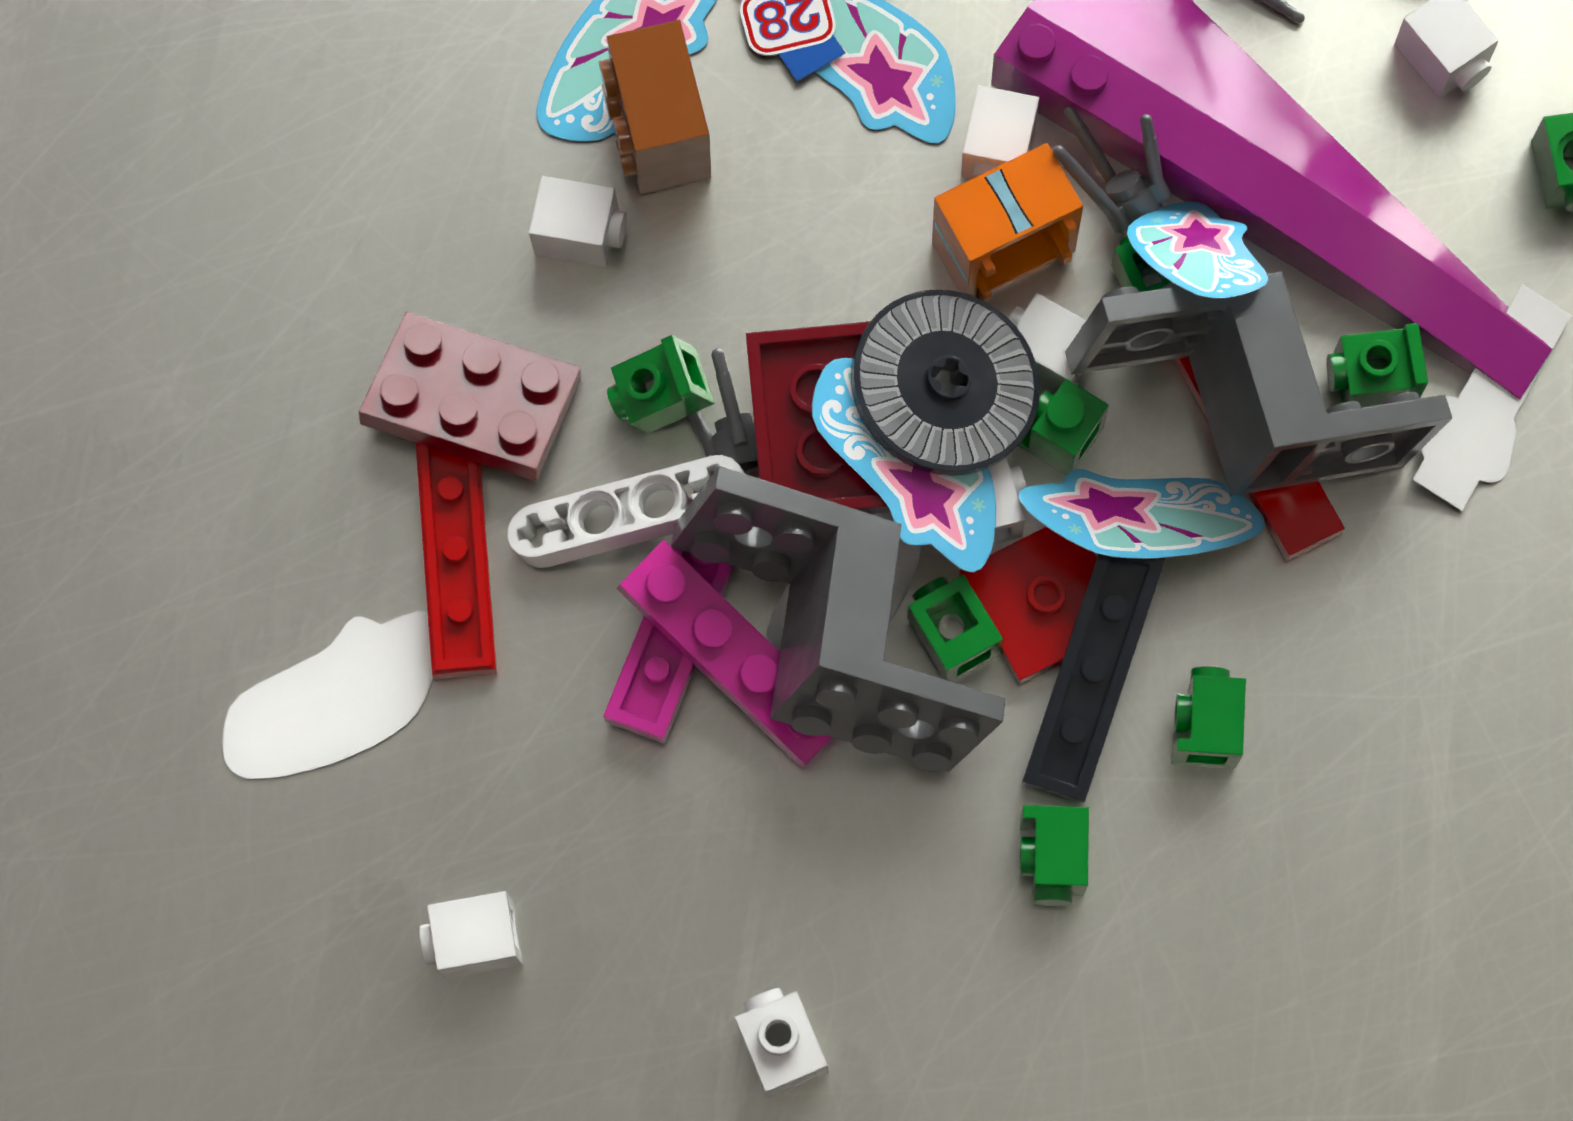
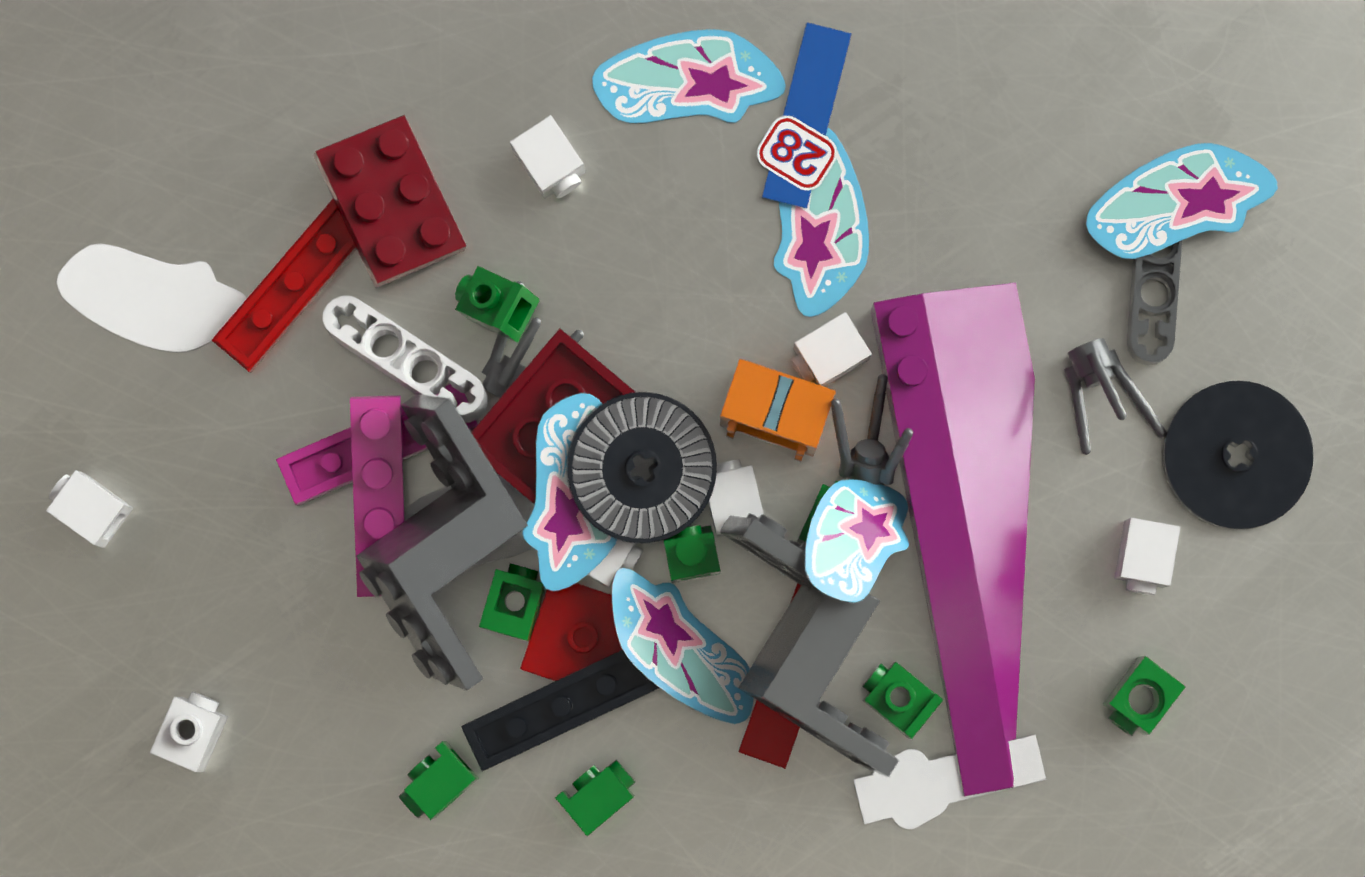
camera: 45 degrees right, 10 degrees up
(656, 107) = (654, 140): dark orange brick -> none

